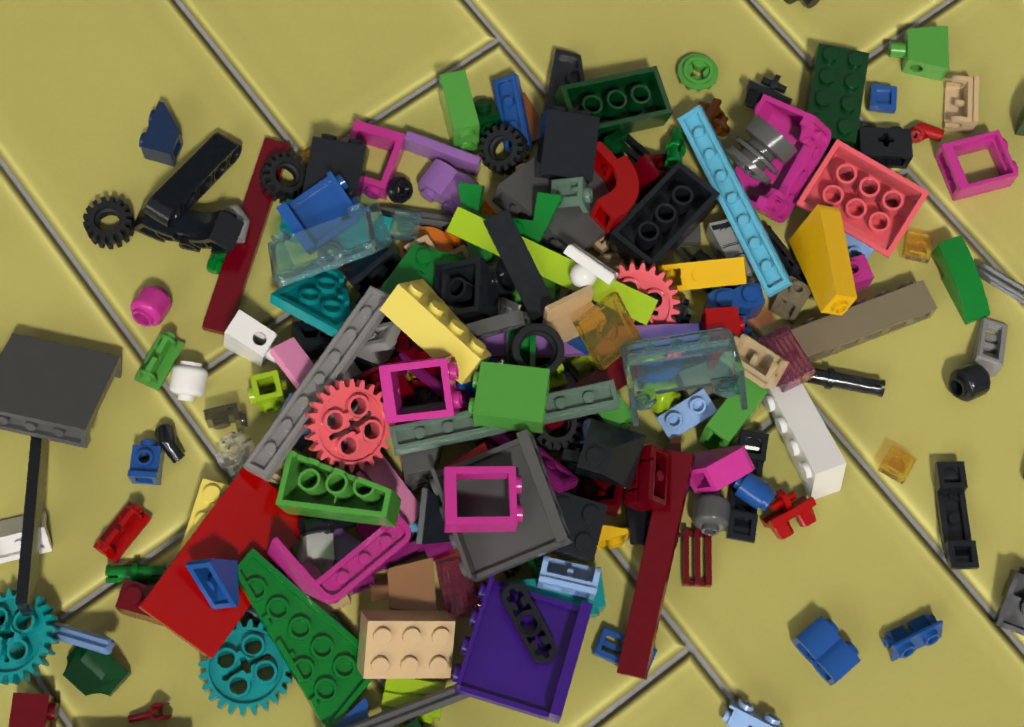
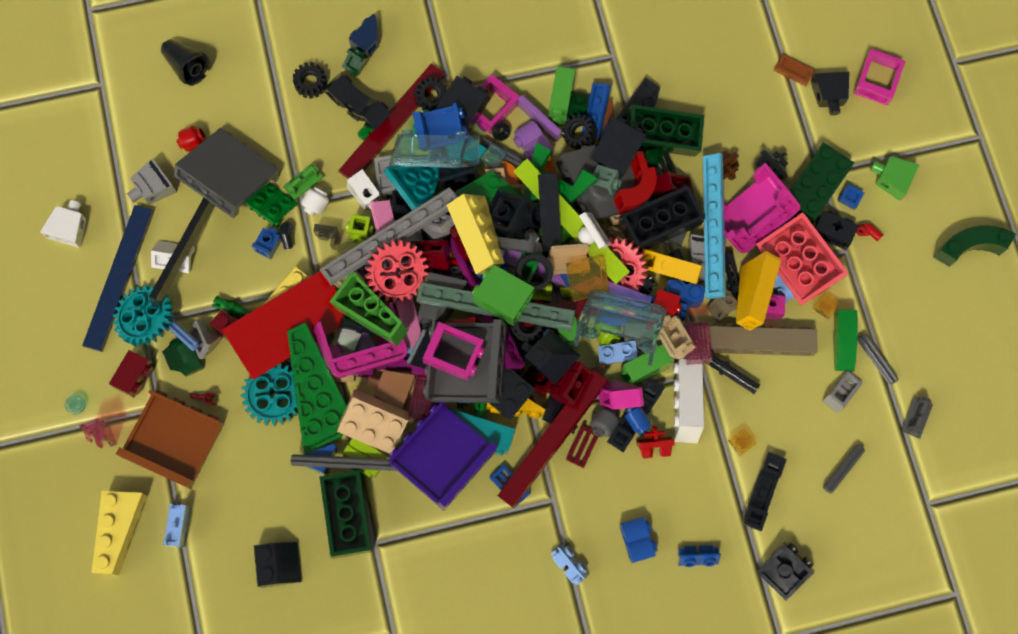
camera: 25 degrees right, 5 degrees up
(120, 631) = (207, 340): none -> light grey slope
(122, 532) = (235, 279): red hinge -> none
(129, 409) = (271, 204): none -> green hinge
(150, 306) = (312, 144): dark pink head -> none
(160, 170) = (355, 60): none -> dark green bracket
(193, 180) = (372, 73): black beam -> none
(216, 581) = (274, 333): blue slope -> none
(227, 445) = (319, 252): clear brick -> none
(238, 211) = (392, 110): light grey arm -> none
(273, 317) = (384, 185): none -> light grey hinge
(392, 395) = (430, 263): dark pink window -> none
(511, 608) = (446, 427): black beam -> none
(569, 578) = (492, 423): light blue hinge -> none
(675, 148) = (692, 175): green pin -> none
(699, 63) = (738, 124): bright green gear -> none
(761, 150) = (746, 199): dark grey wheel -> none
(954, 175) = (874, 267): dark pink window -> none
(961, 104) = (904, 221): tan hinge -> none
(969, 382) = (816, 409): black head -> none

